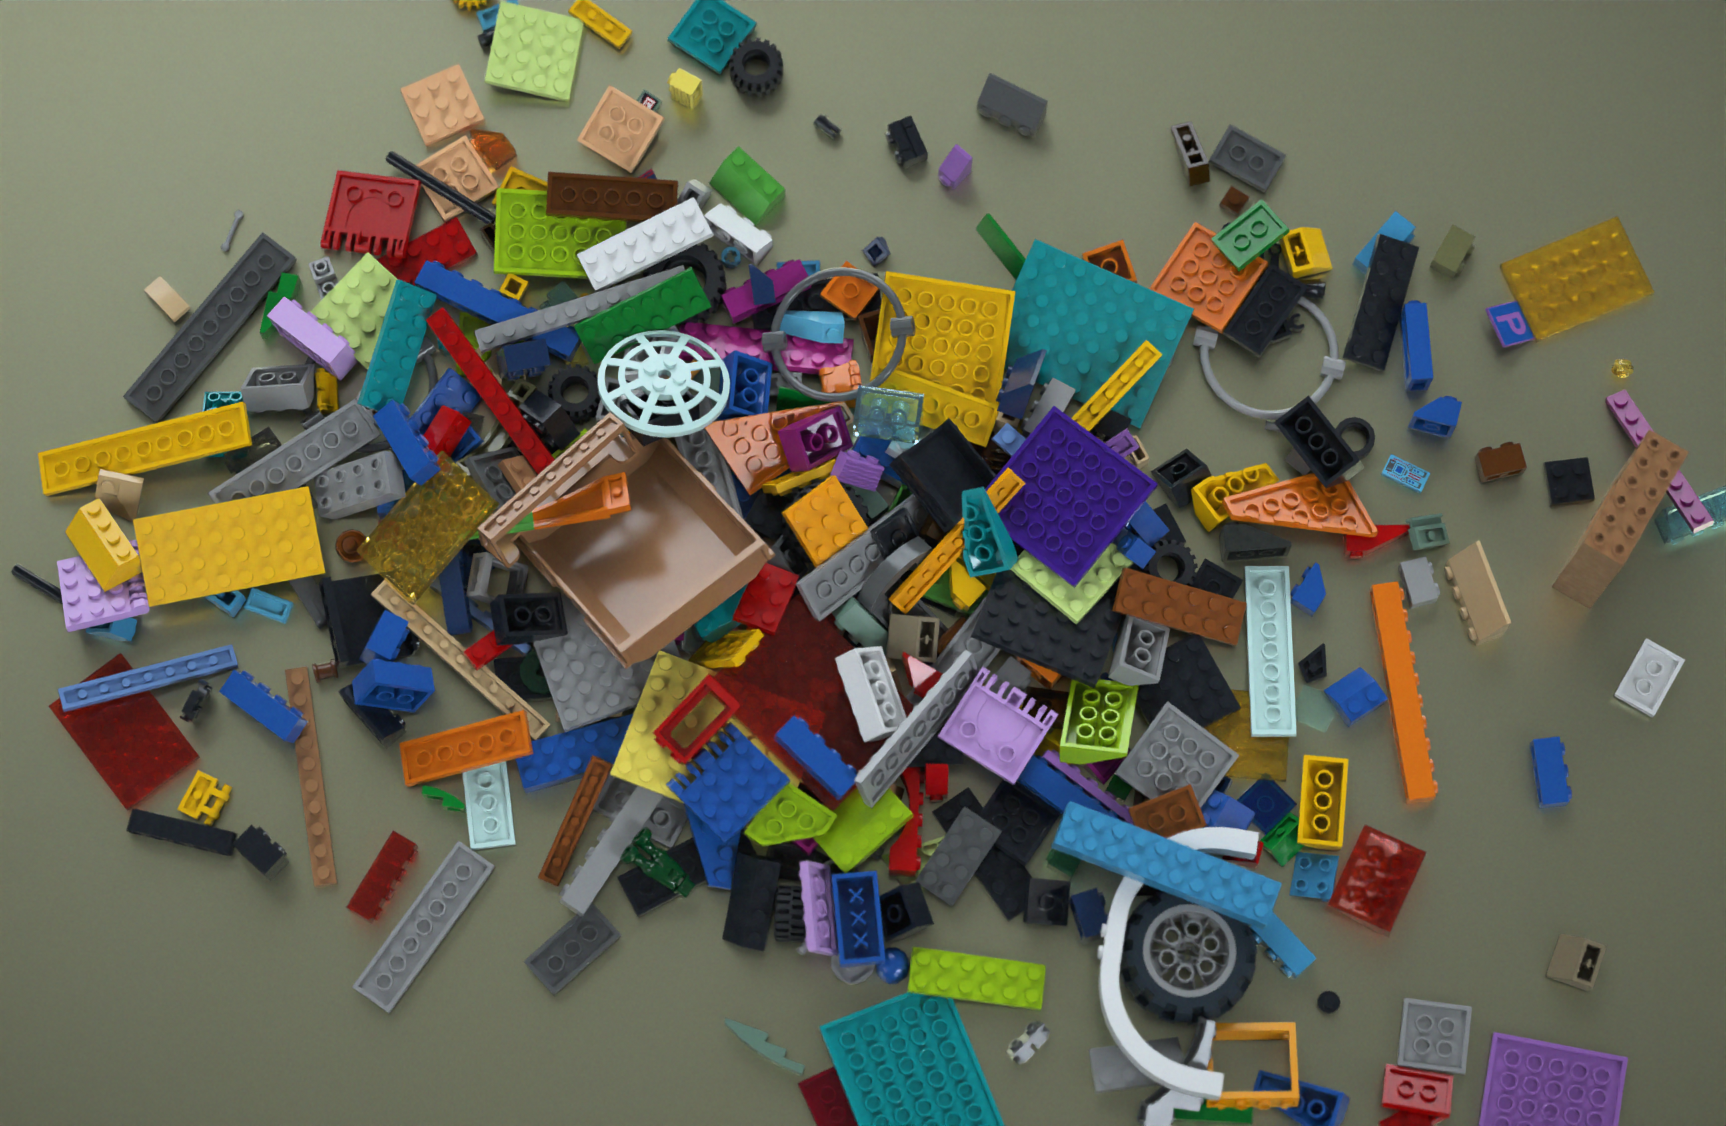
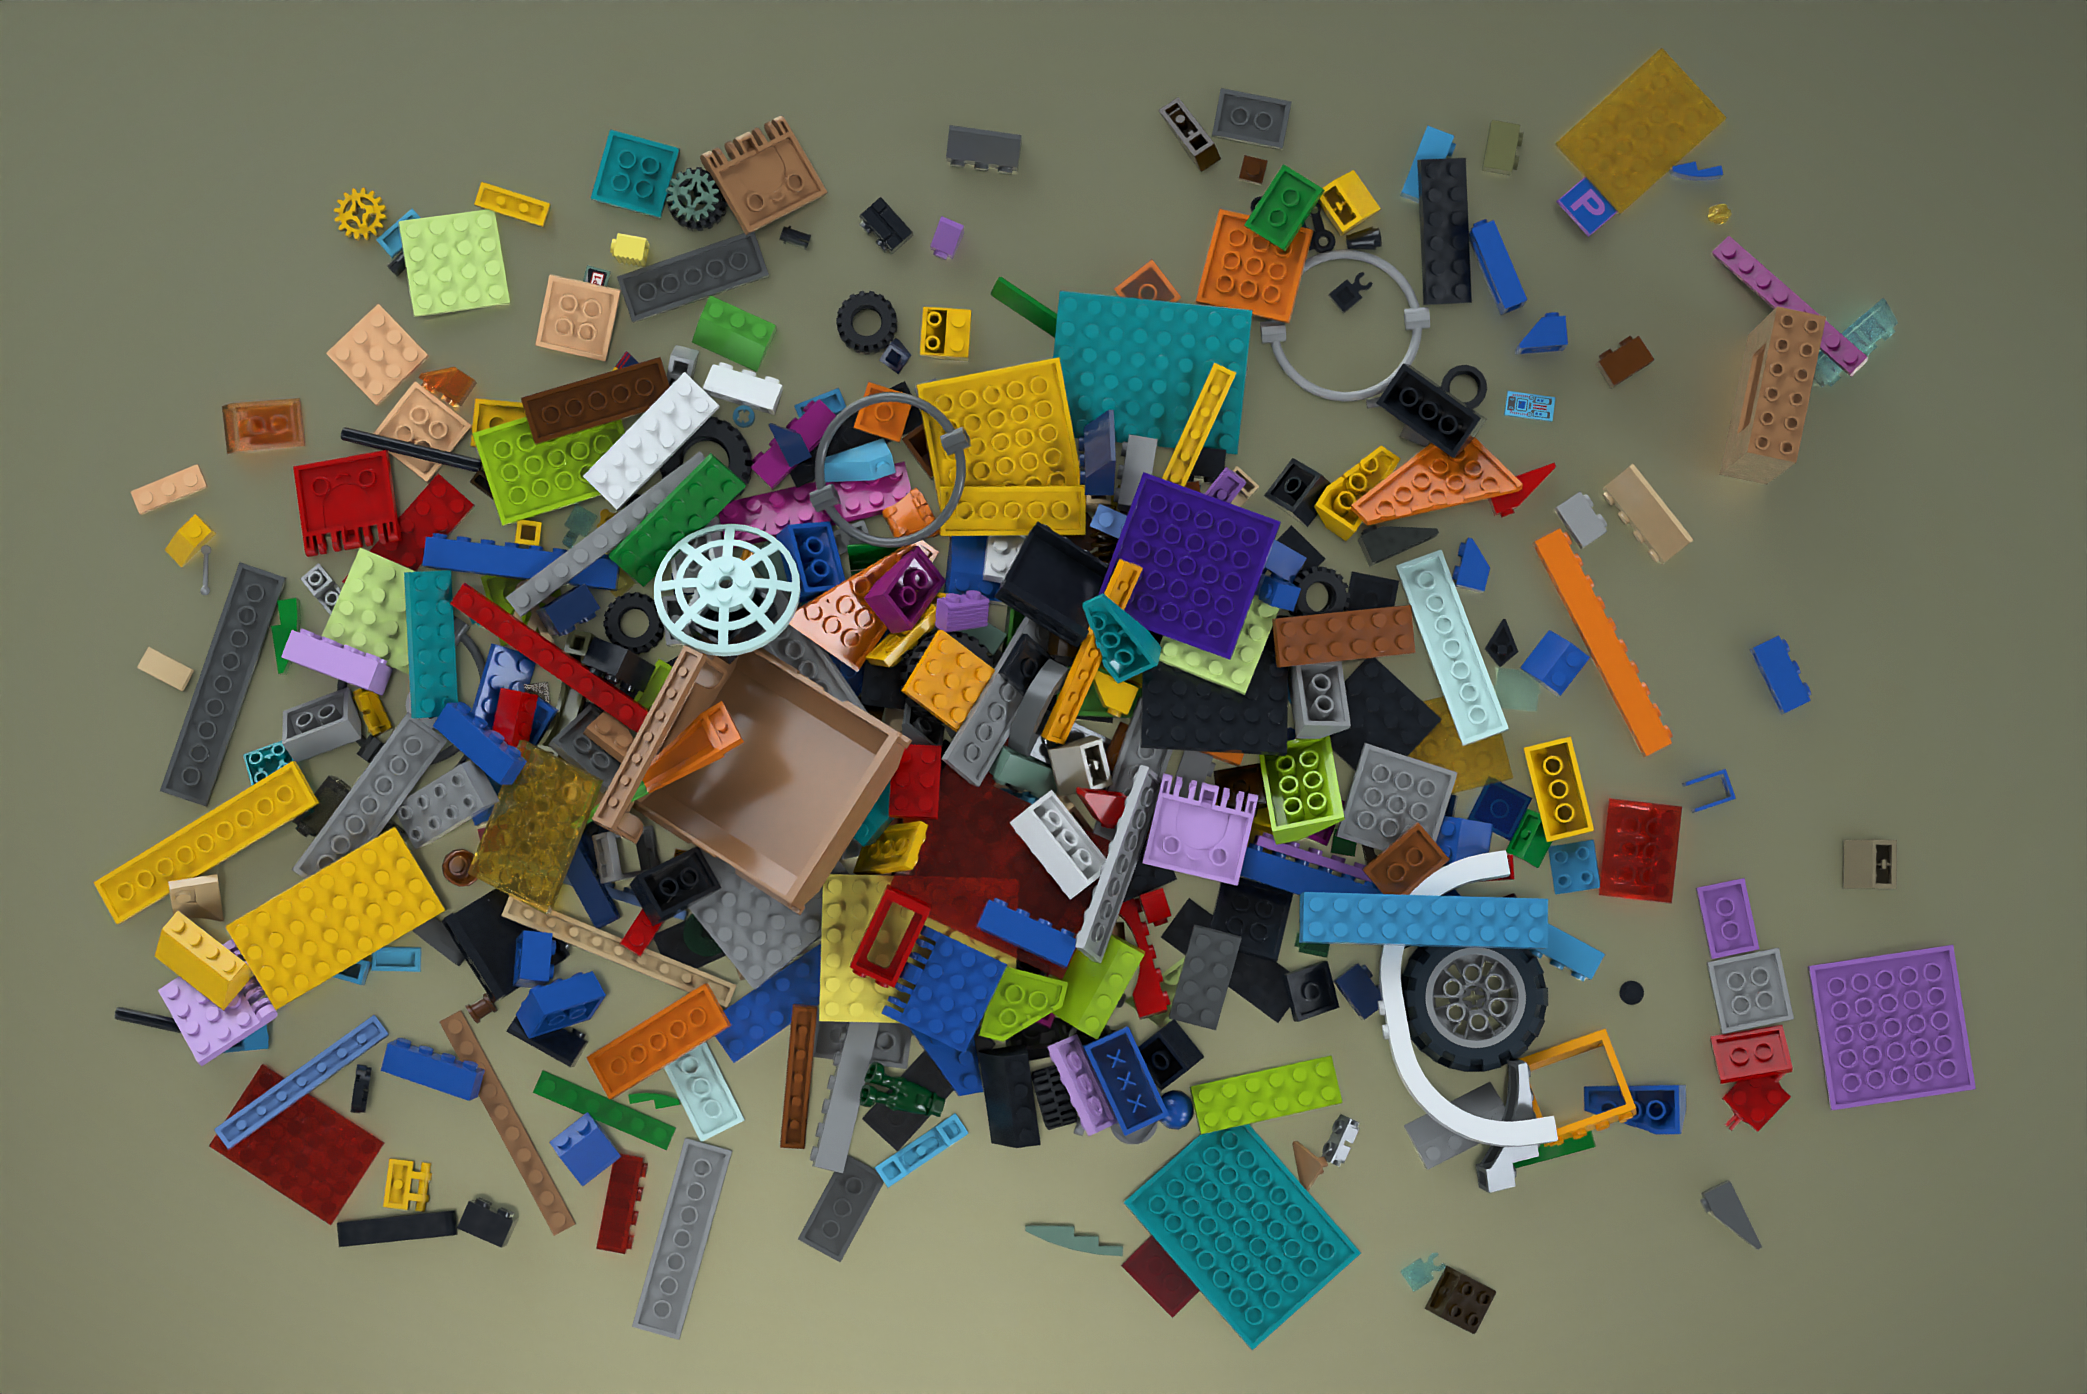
camera: 20 degrees left, 10 degrees up
(227, 155) = (169, 489): none -> light nougat plate
(228, 200) = (189, 540): none -> yellow slope
(325, 129) = (263, 425): none -> clear orange slope
(368, 818) = (585, 1149): none -> blue slope
(398, 794) = (604, 1110): none -> green plate
(659, 923) = (921, 1150): none -> medium azure slope
(728, 128) = (692, 276): none -> dark grey plate
(743, 52) = (683, 194): none -> sand green gear
(819, 68) = (764, 176): none -> medium nougat hinge
(862, 197) = (861, 302): none -> black tyre
(888, 414) = (973, 540): clear light blue slope -> none
(926, 245) = (946, 333): none -> yellow slope
(992, 1053) = (1307, 1165): none -> medium nougat piece
(1265, 310) = (1326, 282): black plate -> none
(1427, 531) = (1573, 463): sand green plate -> none
(1434, 966) = (1727, 918): none -> medium lavender plate
(1457, 837) = (1726, 784): none -> blue piece
(1569, 481) = (1702, 355): black plate -> none
(1608, 325) = (1690, 172): none -> blue slope
(1649, 677) = (1850, 538): white plate -> none

